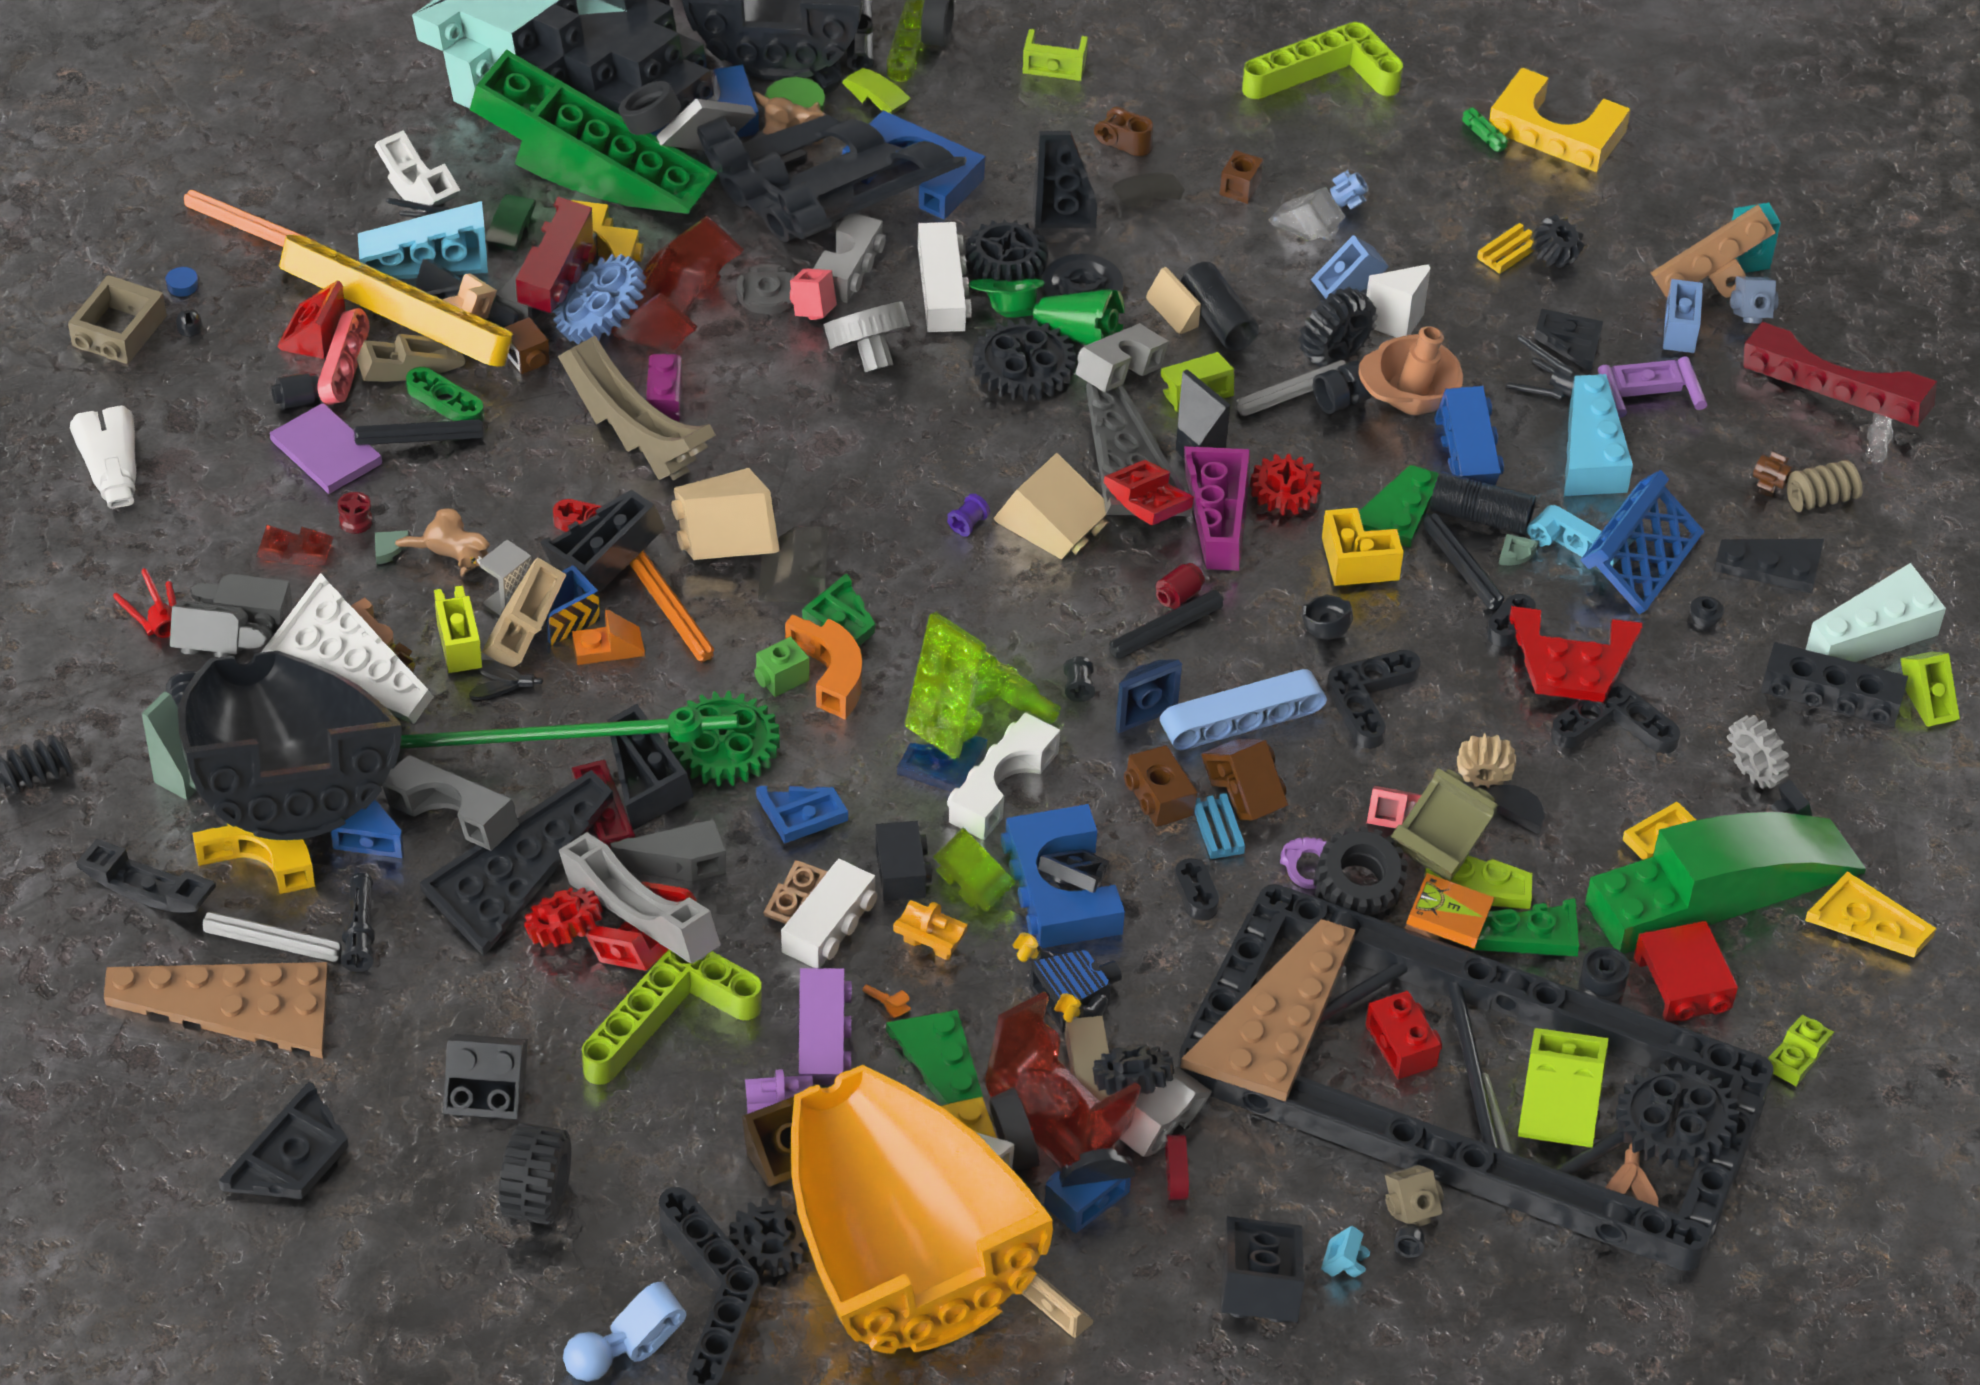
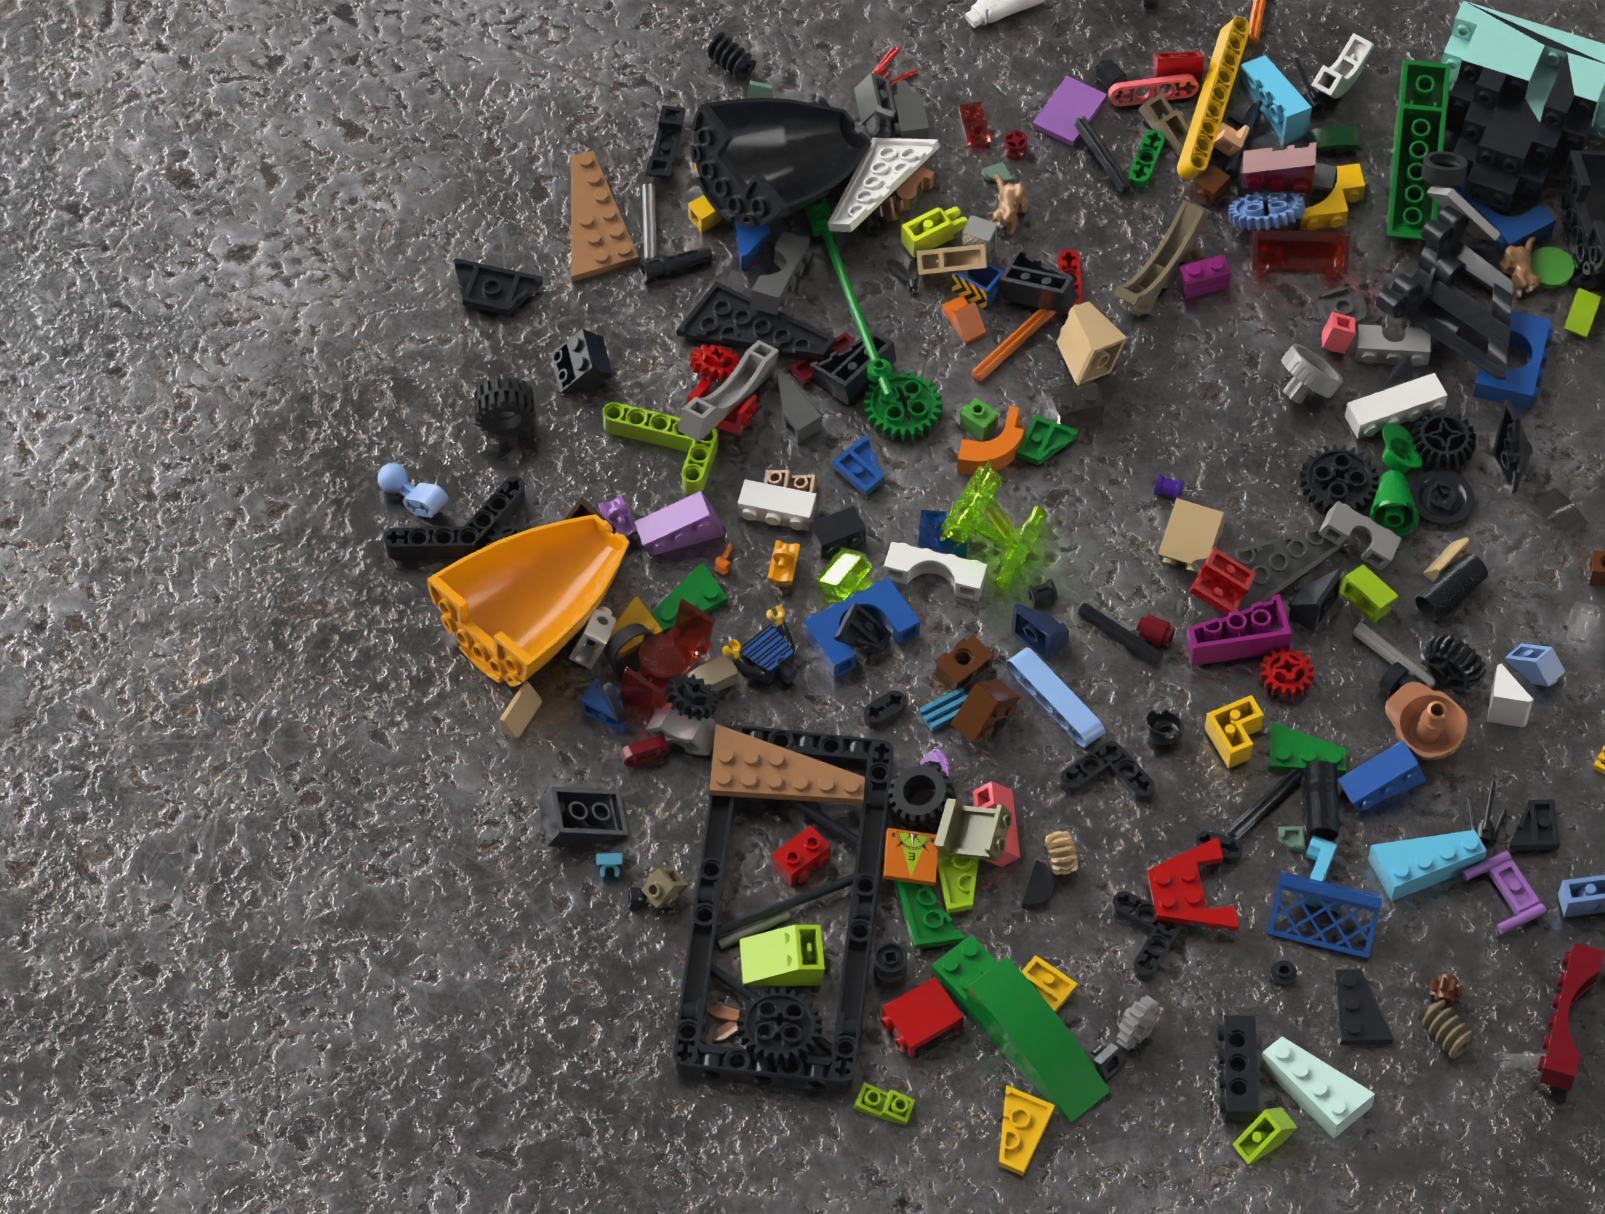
camera: 75 degrees right, 10 degrees up
(900, 266) = (1400, 374): none -> black tile

